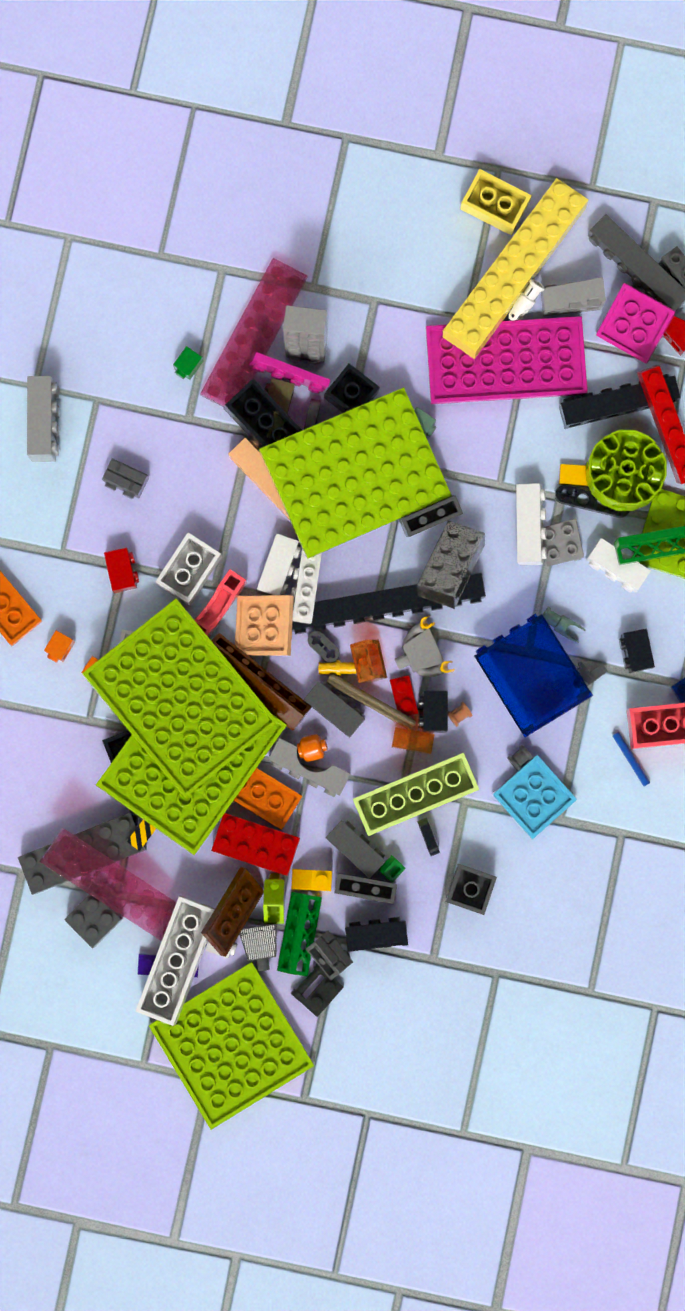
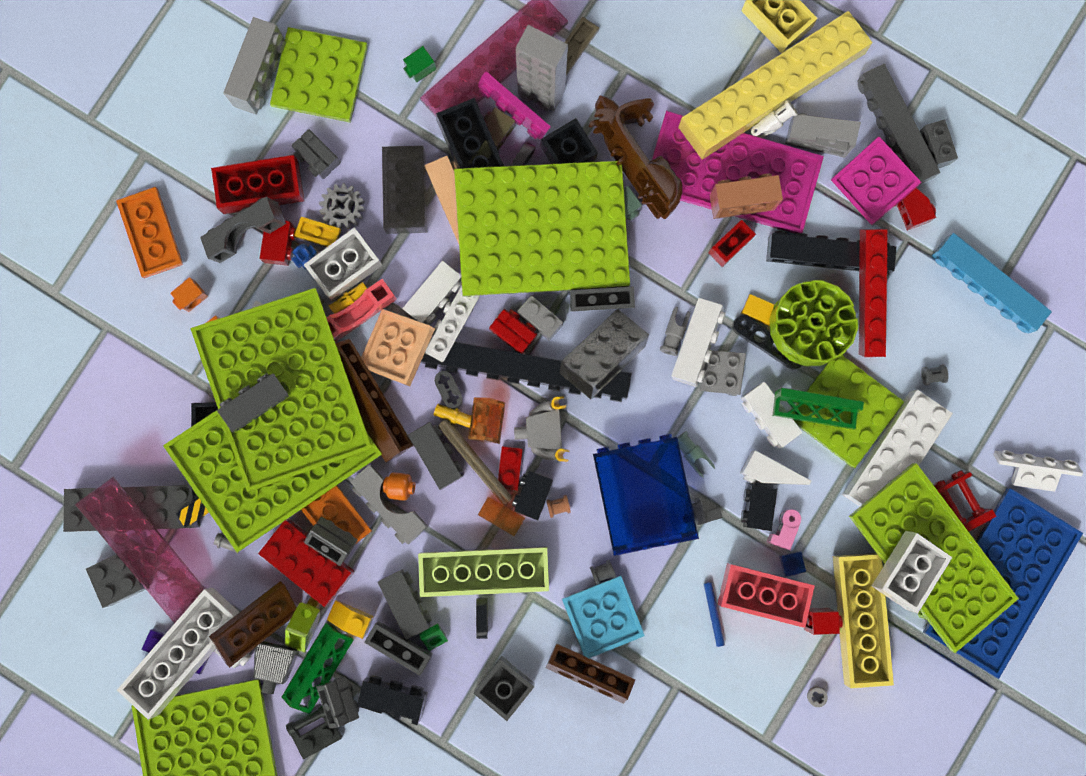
camera: 20 degrees right, 0 degrees up
(72, 587) = (222, 241): none -> dark grey arch
(84, 524) = (245, 183): none -> red brick
(99, 404) = (319, 74): none -> lime plate
(149, 573) = (303, 254): none -> blue gear
(153, 548) = (317, 232): none -> yellow plate
(161, 525) = (348, 201): none -> light grey gear
(162, 717) = (252, 402): none -> dark grey brick
(177, 853) = (222, 541): none -> light grey pin
(204, 597) = (348, 298): none -> yellow pin
(217, 481) = (404, 189): none -> clear smoke brick
(271, 816) = (330, 541): none -> dark grey brick
(323, 288) = (579, 40): none -> dark tan tile
(362, 573) = (513, 331): none -> red brick
(382, 553) = (540, 317): none -> light grey brick
(437, 394) = (651, 179): none -> reddish brown piece
(506, 524) = (674, 334): none -> light grey piece
(525, 379) = (745, 196): none -> nougat brick
(528, 425) = (732, 243): none -> red brick
(541, 849) = (590, 673): none -> reddish brown brick
(629, 616) = (765, 470): none -> white slope
(669, 657) = (787, 529): none -> bright pink leg

